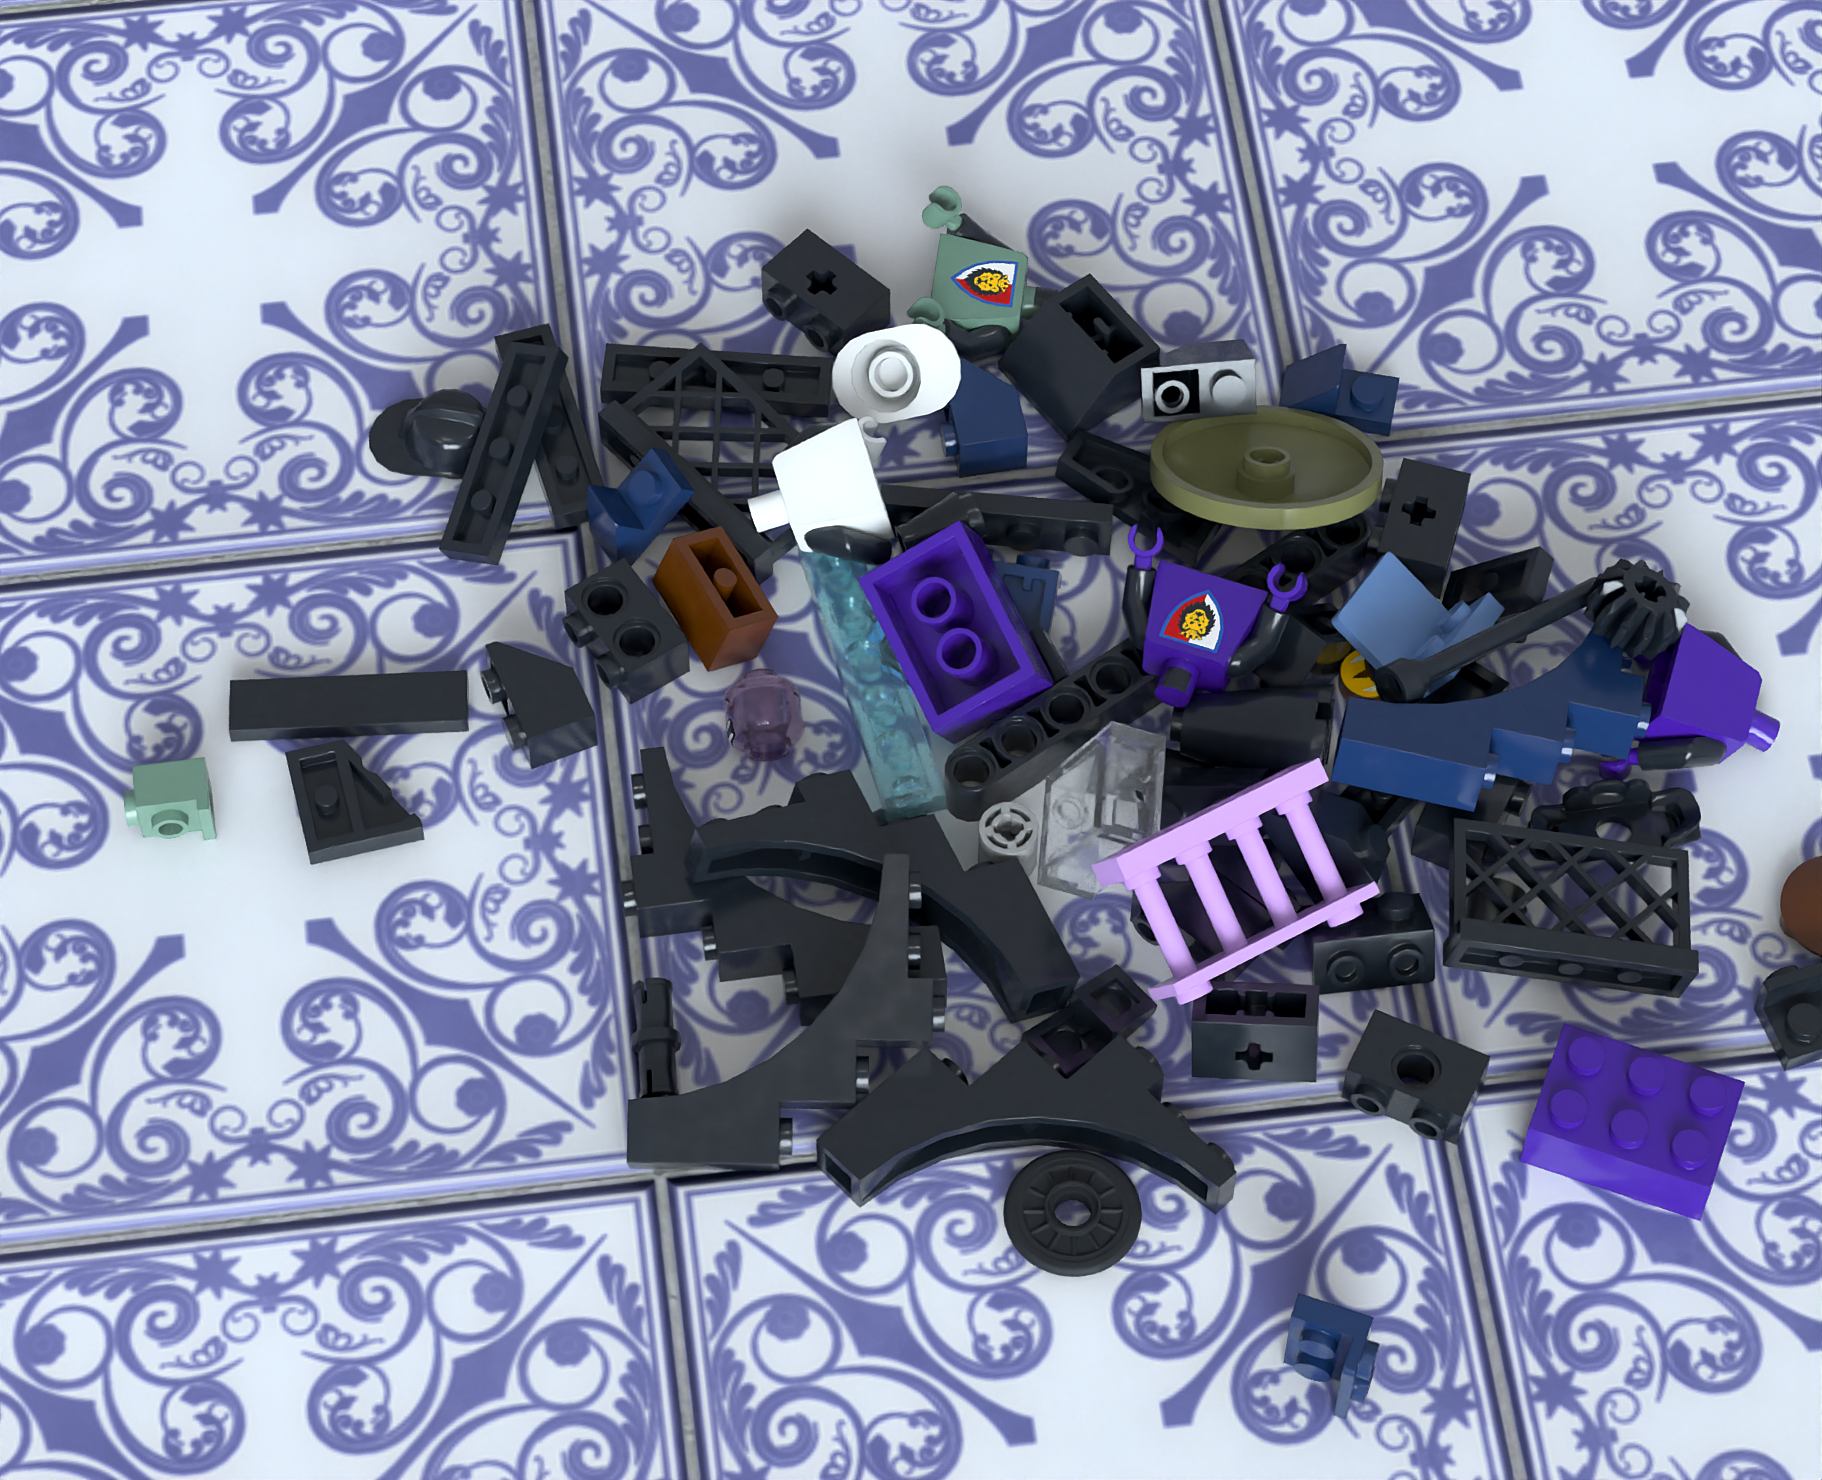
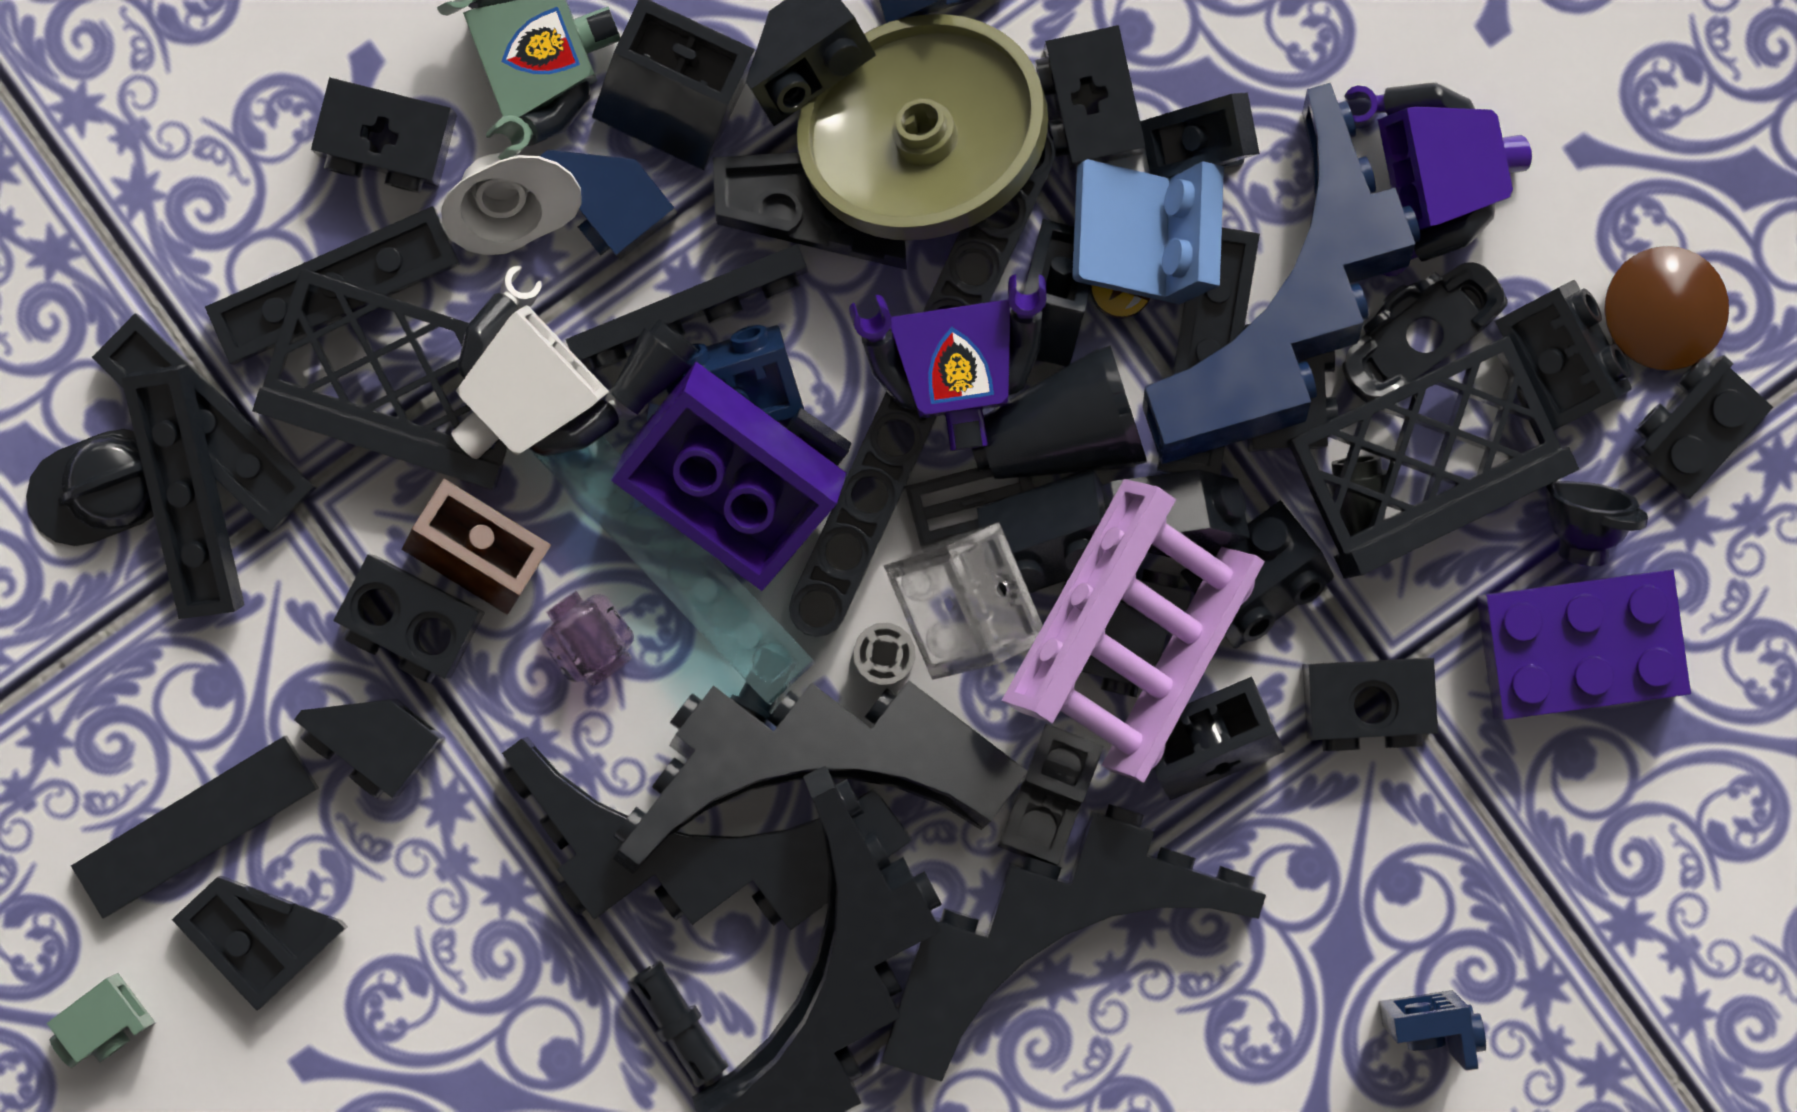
camera: 25 degrees left, 30 degrees up
(640, 508) = (349, 485): dark blue slope -> none
(1066, 1248) = (1124, 948): black wheel -> none
(1409, 679) = (1185, 330): black piece -> none
(1636, 609) = (1356, 121): black gear -> none
(1689, 1027) = (1591, 519): none -> black piece
(1733, 895) = (1567, 353): none -> black bracket

